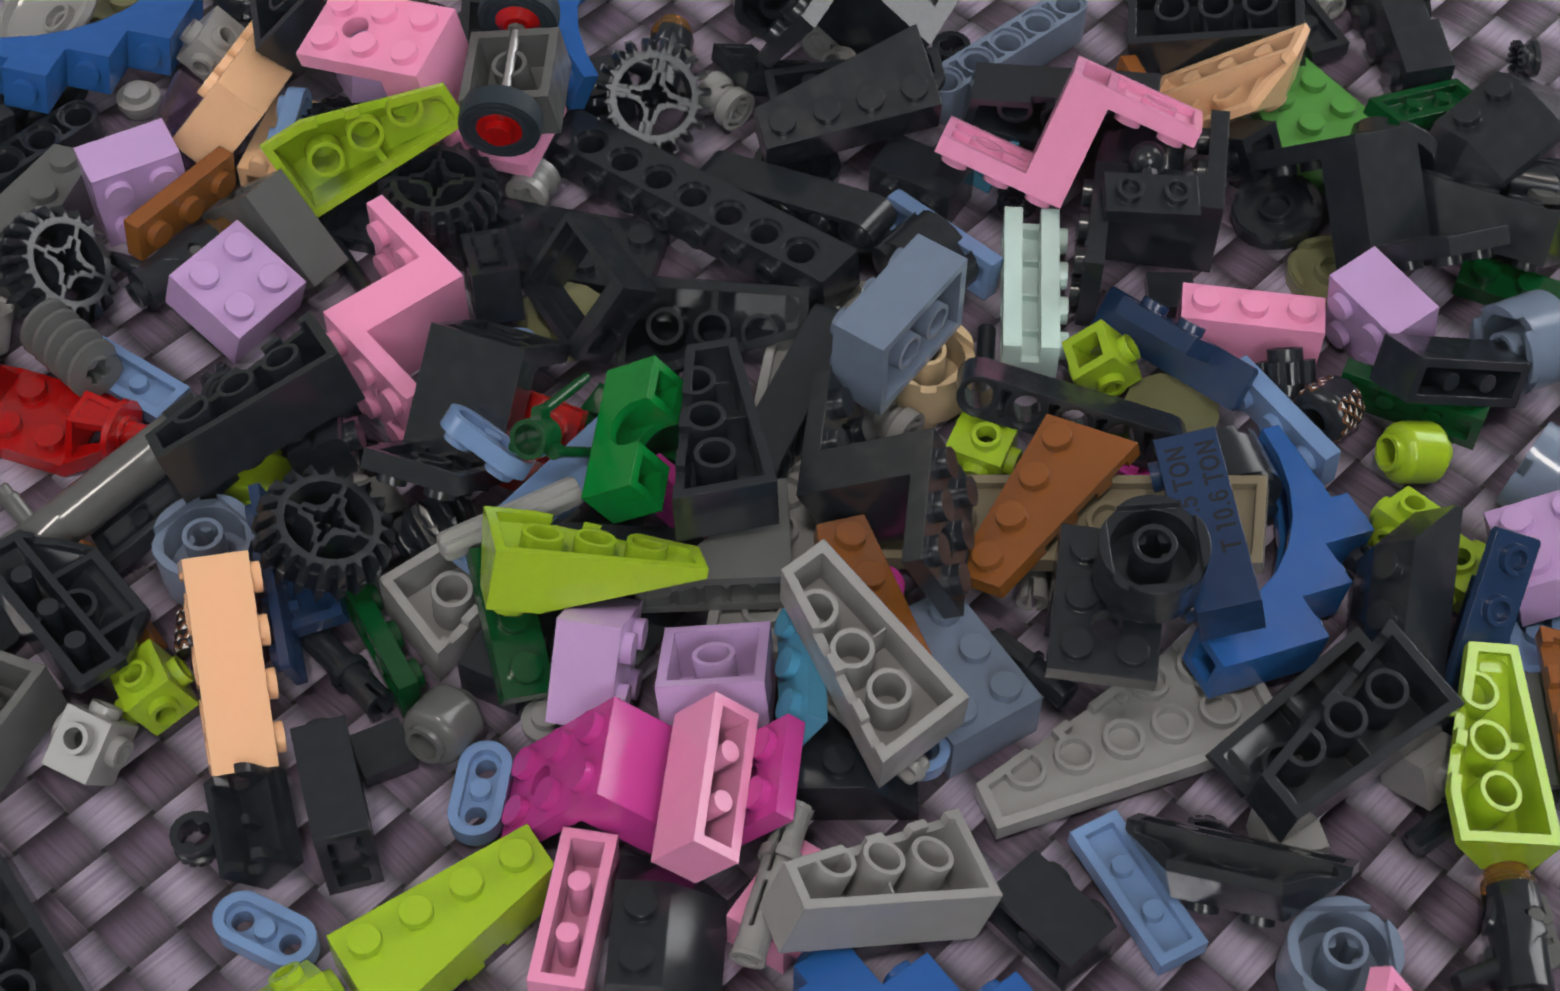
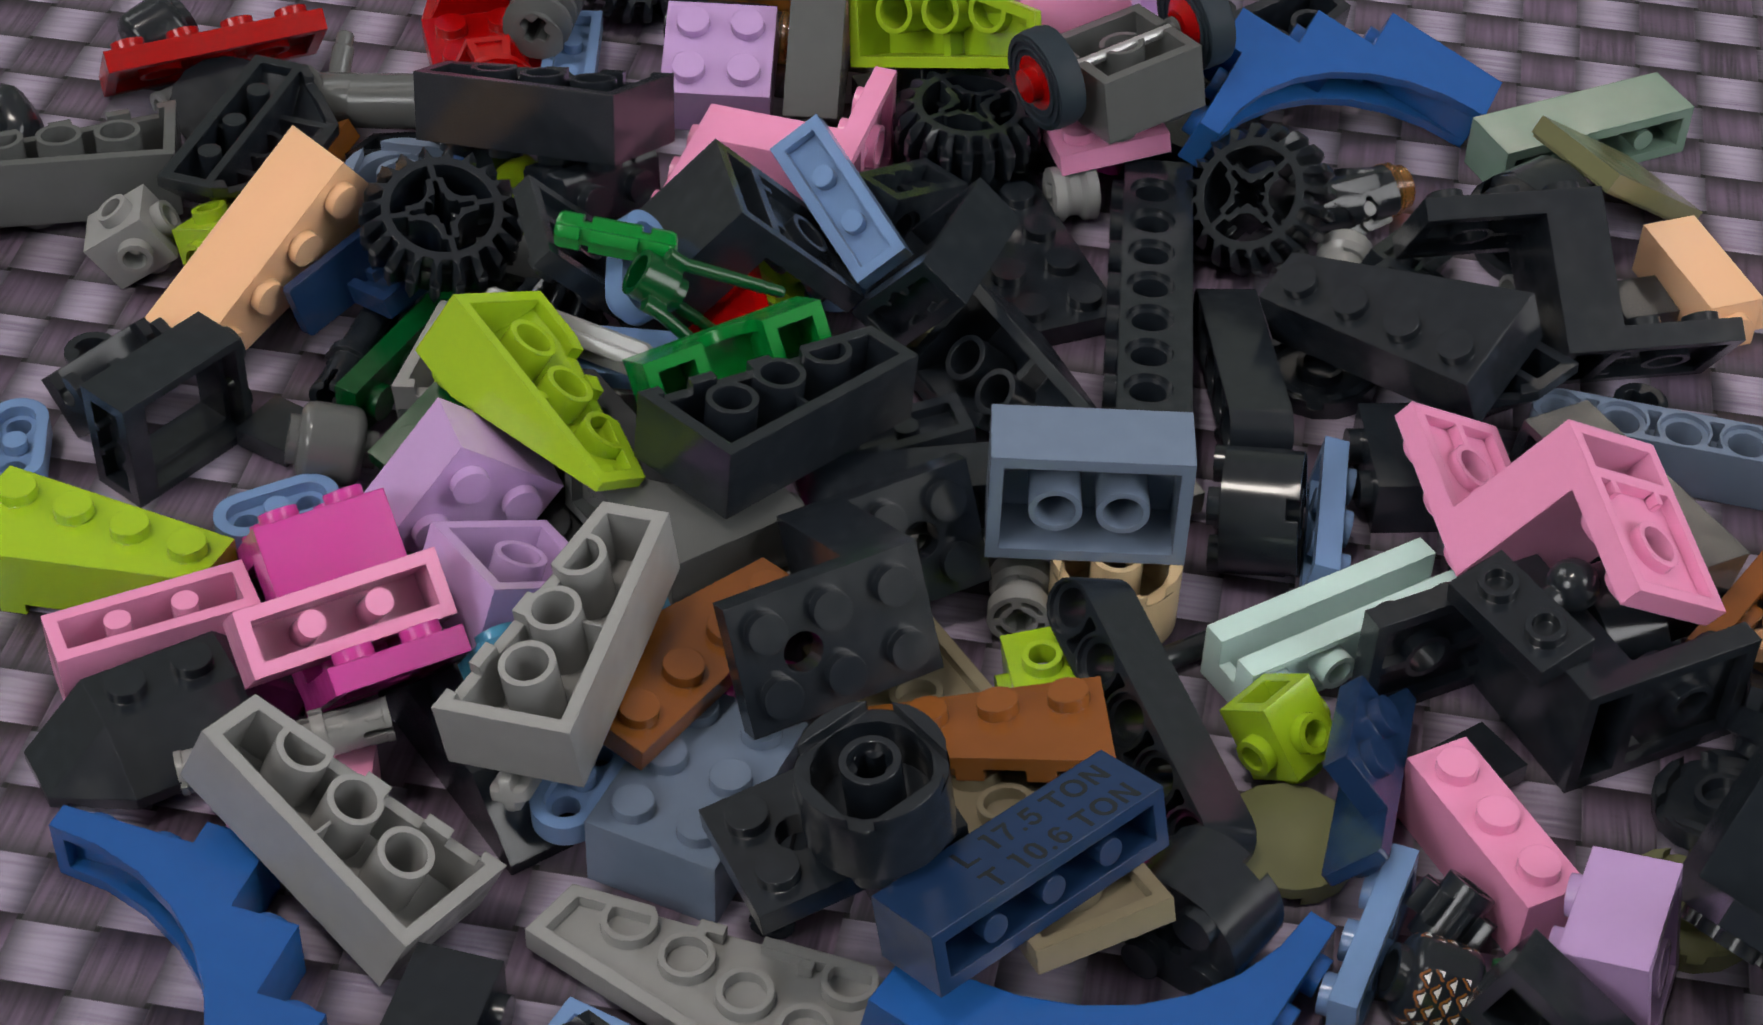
camera: 55 degrees right, 10 degrees down
(481, 434) = (610, 236): none -> green axle
(495, 298) = (841, 202): none -> medium blue plate

